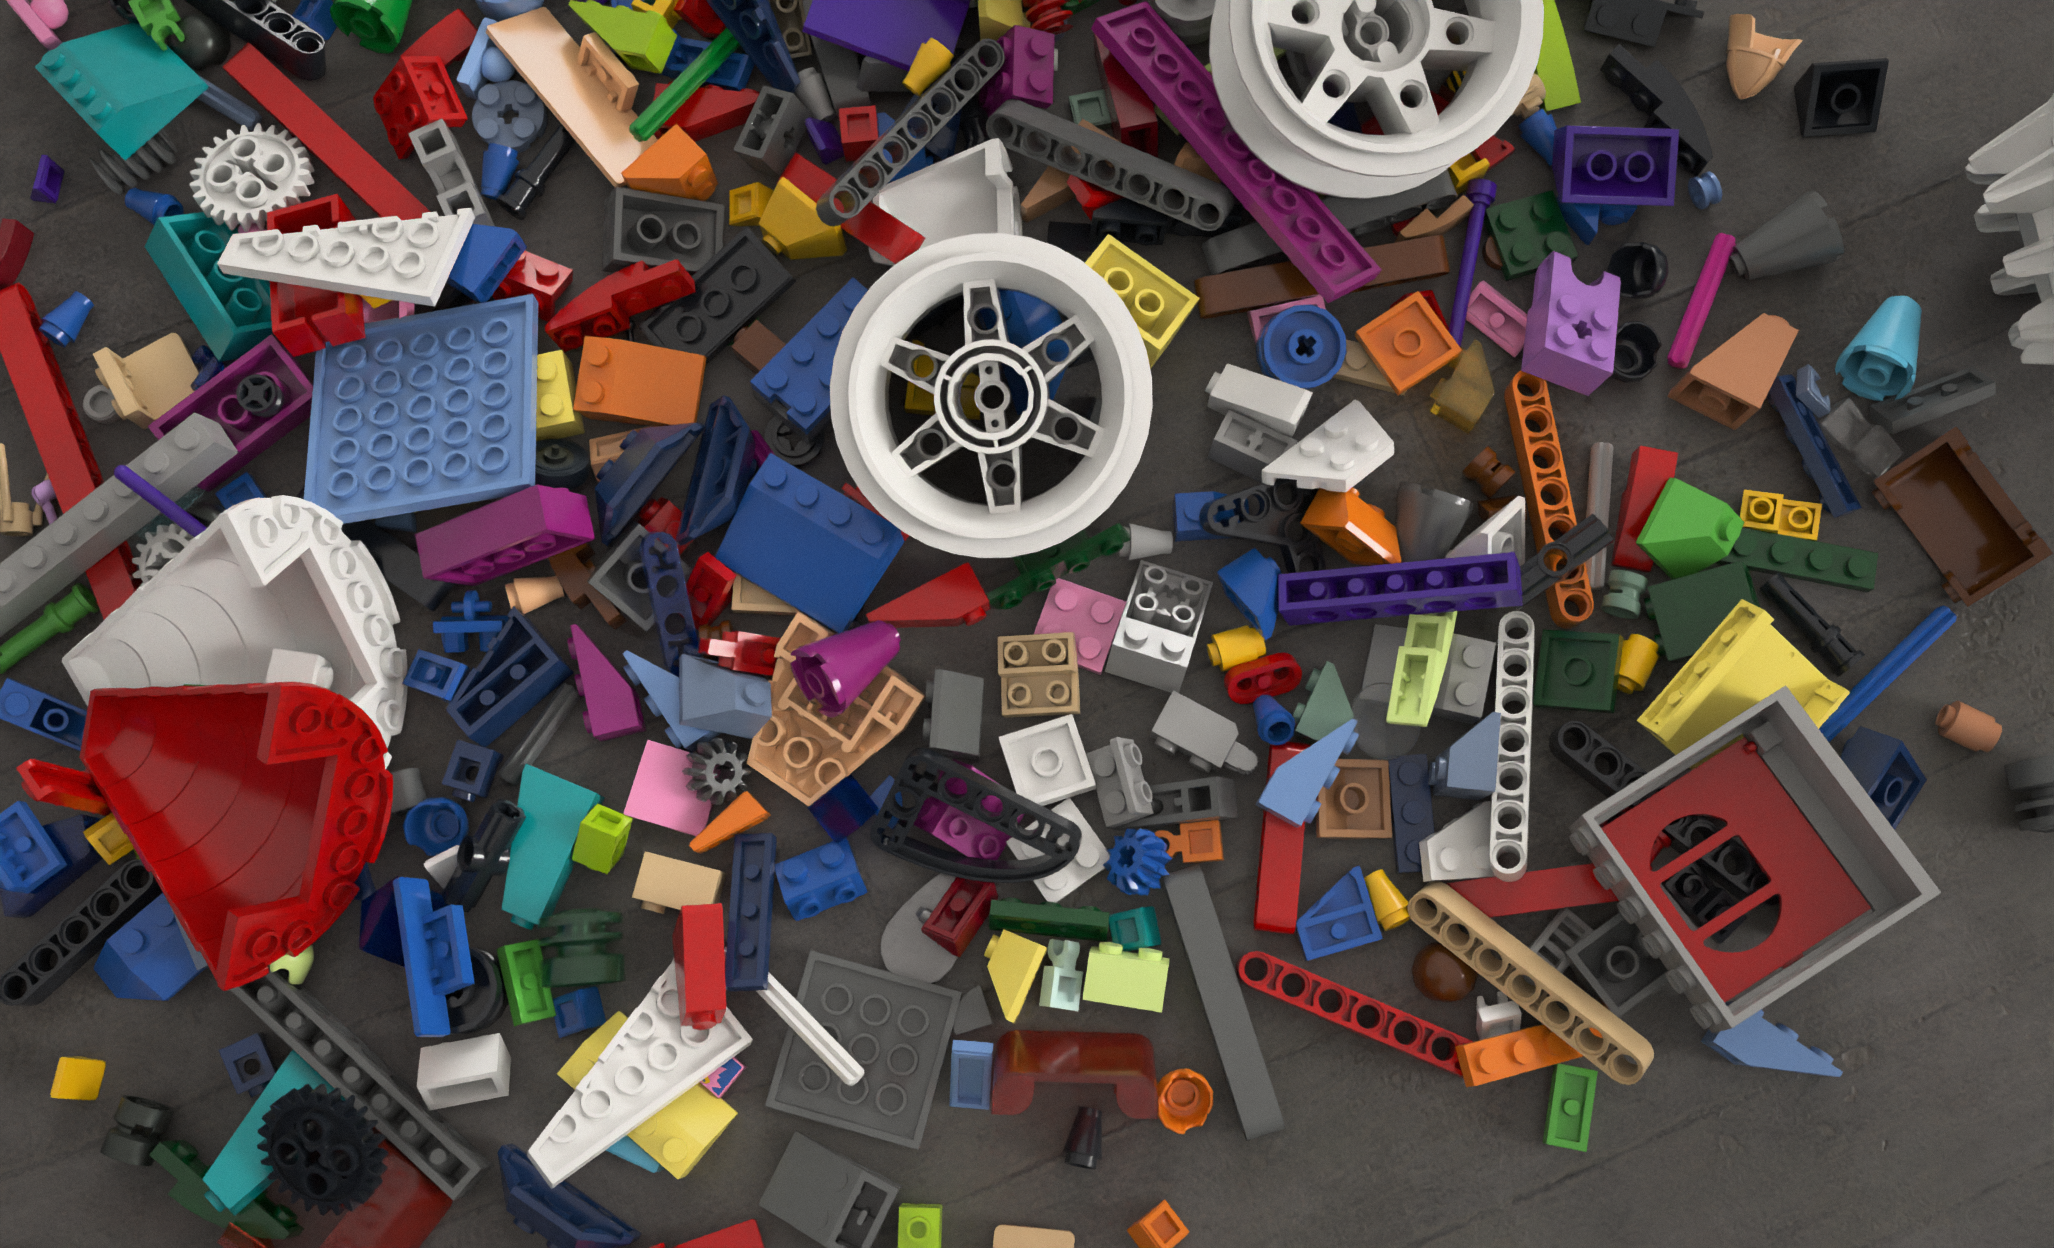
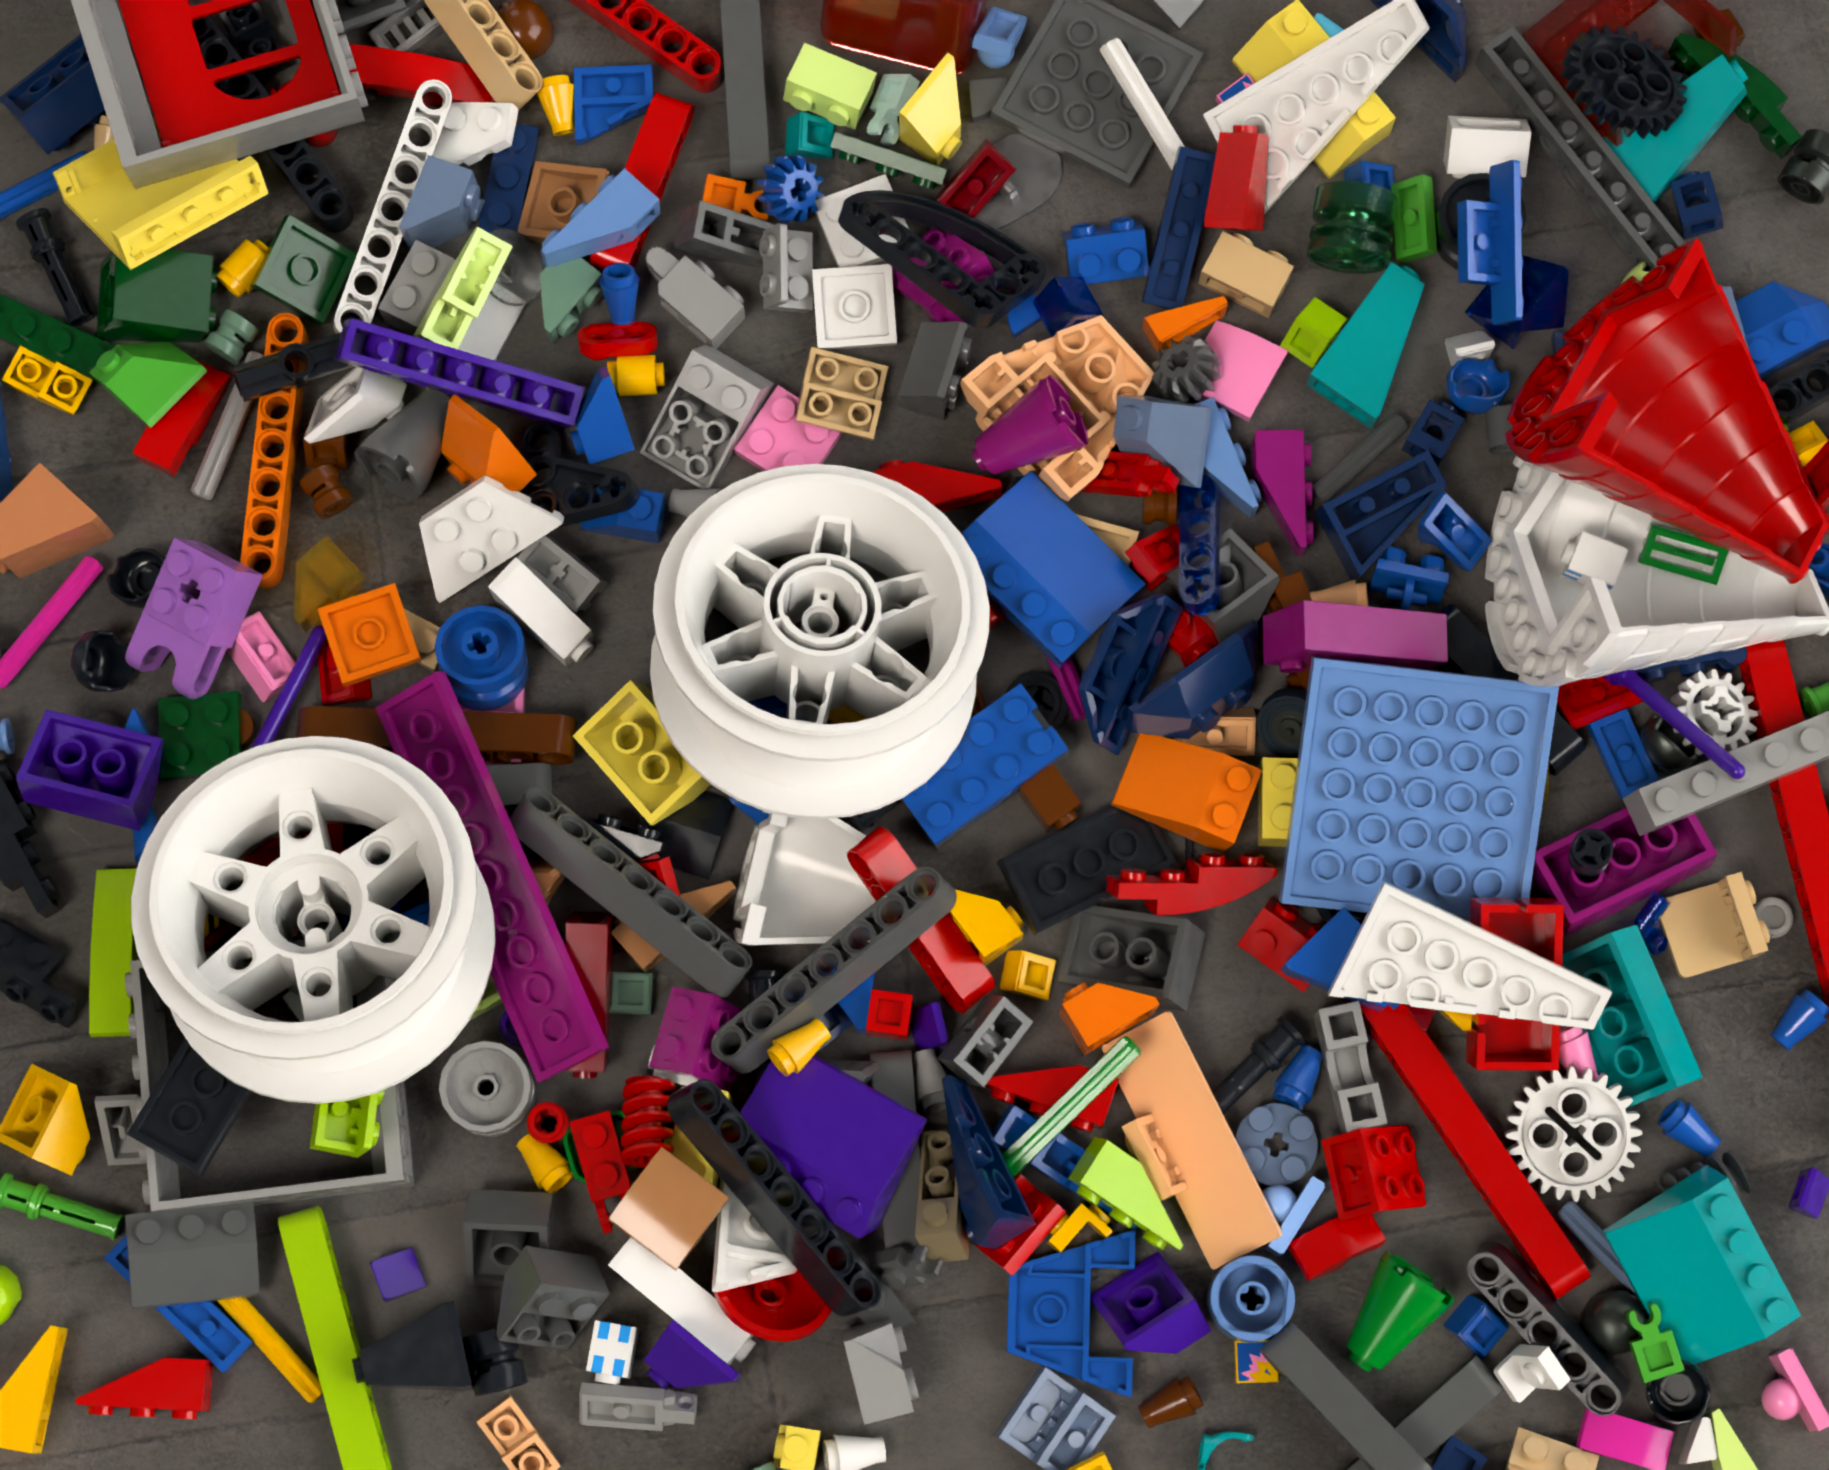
camera: 170 degrees left, 0 degrees up
(484, 855) = (1433, 336): black piece -> none

